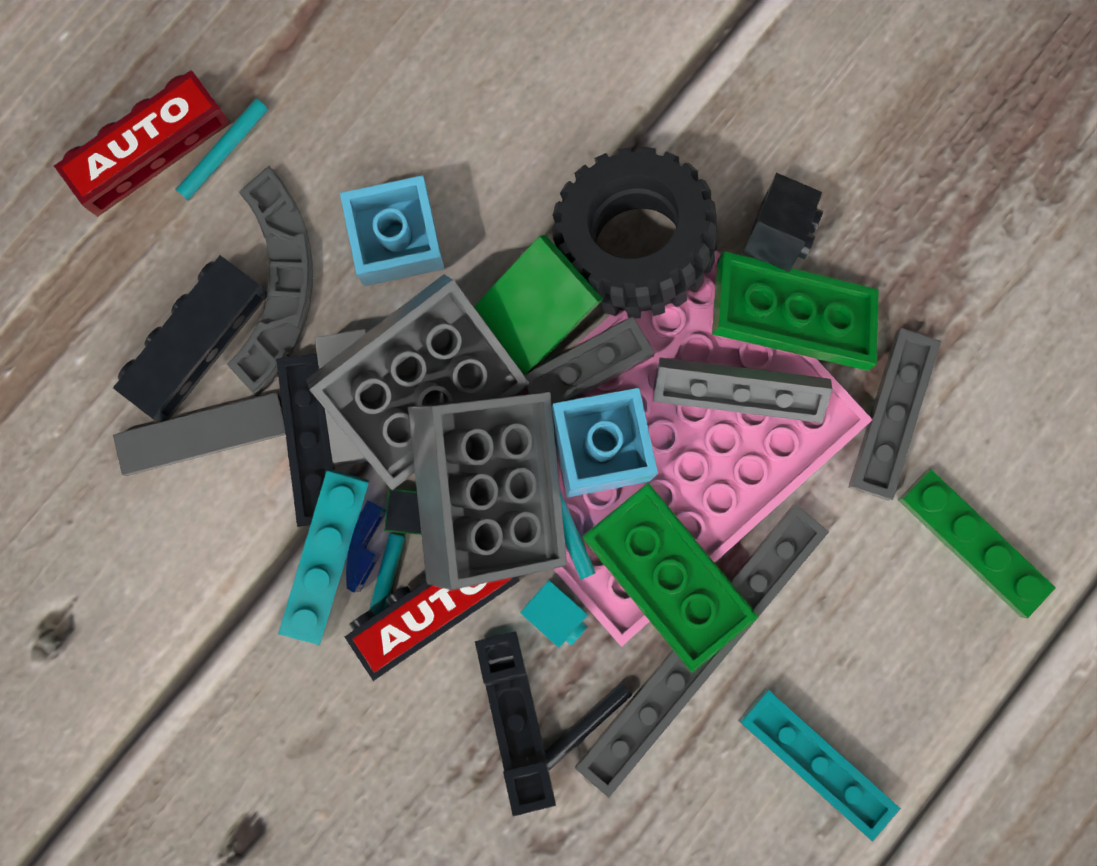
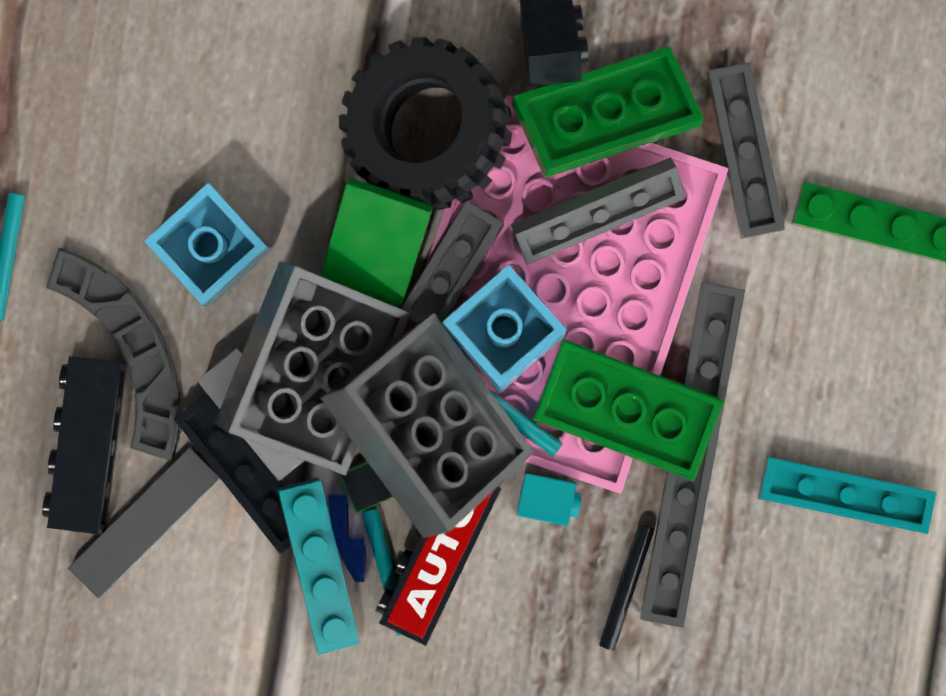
camera: 30 degrees left, 5 degrees up
(515, 724) = (567, 611): black slope -> none

